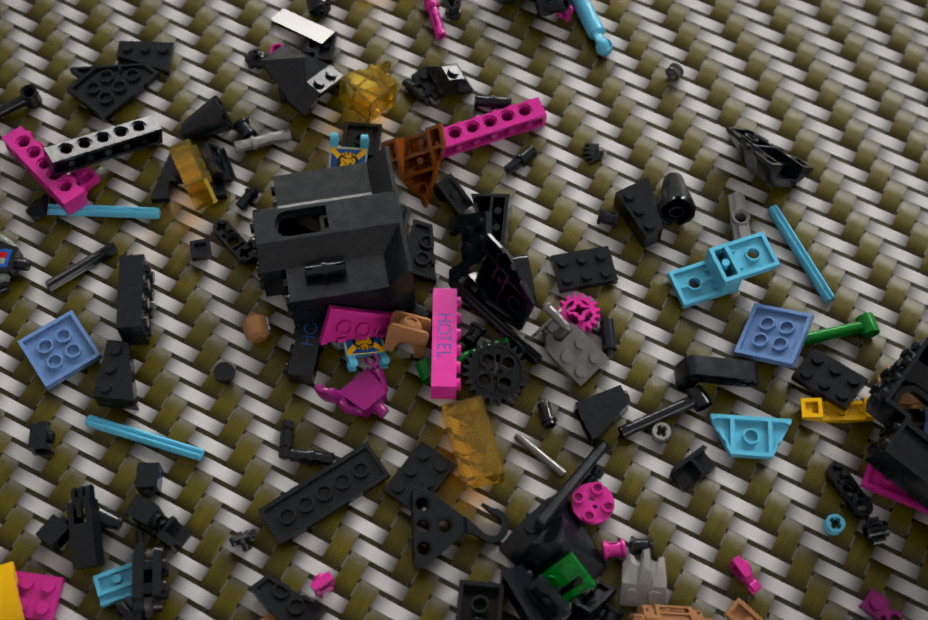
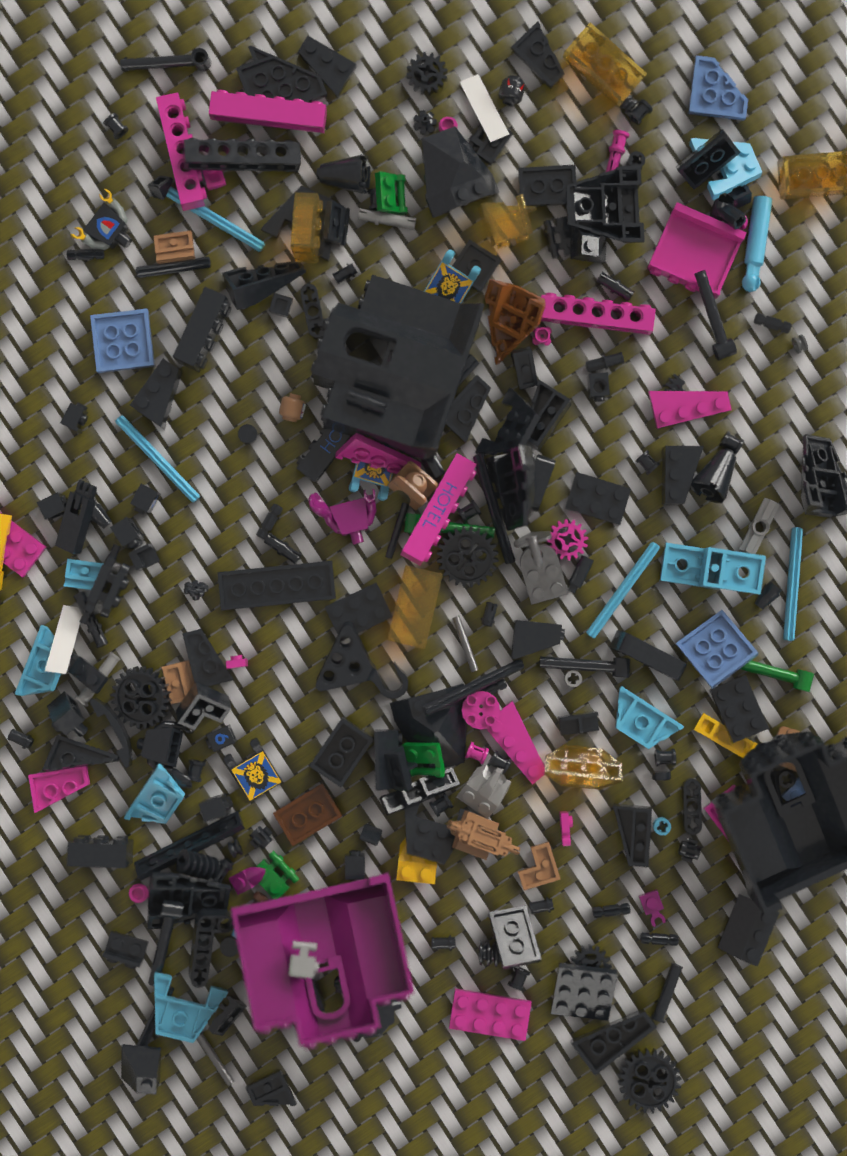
camera: 25 degrees right, 25 degrees up
(74, 248) = (174, 247): none -> medium nougat plate
(111, 104) = (267, 111): none -> dark pink brick
(167, 247) = (254, 285): none -> black wedge
(238, 23) = (419, 71): none -> black gear
(255, 118) = (386, 195): none -> green plate
(396, 49) = (545, 184): none -> black plate
(415, 387) = (397, 530): none -> black bar
(448, 40) = (607, 204): none -> black wedge
(453, 161) = (546, 339): none -> dark pink plate
(523, 173) = (601, 378): none -> black brick
(543, 45) = (695, 244): none -> dark pink panel
(610, 161) = (682, 406): none -> dark pink wing
(613, 102) = (723, 347): none -> black piece
(641, 68) = (772, 323): none -> black axle
(645, 520) = (515, 741): none -> dark pink wing
(656, 333) = (623, 589): none -> medium azure axle
(669, 167) = (731, 442): none -> black bush
(726, 506) = (583, 767): none -> clear yellow wedge
(786, 271) = (768, 595): none -> black cone
(793, 457) = (665, 757): none -> black bush
(801, 475) = (661, 775): none -> black tile
(814, 540) = (635, 831): none -> black wedge

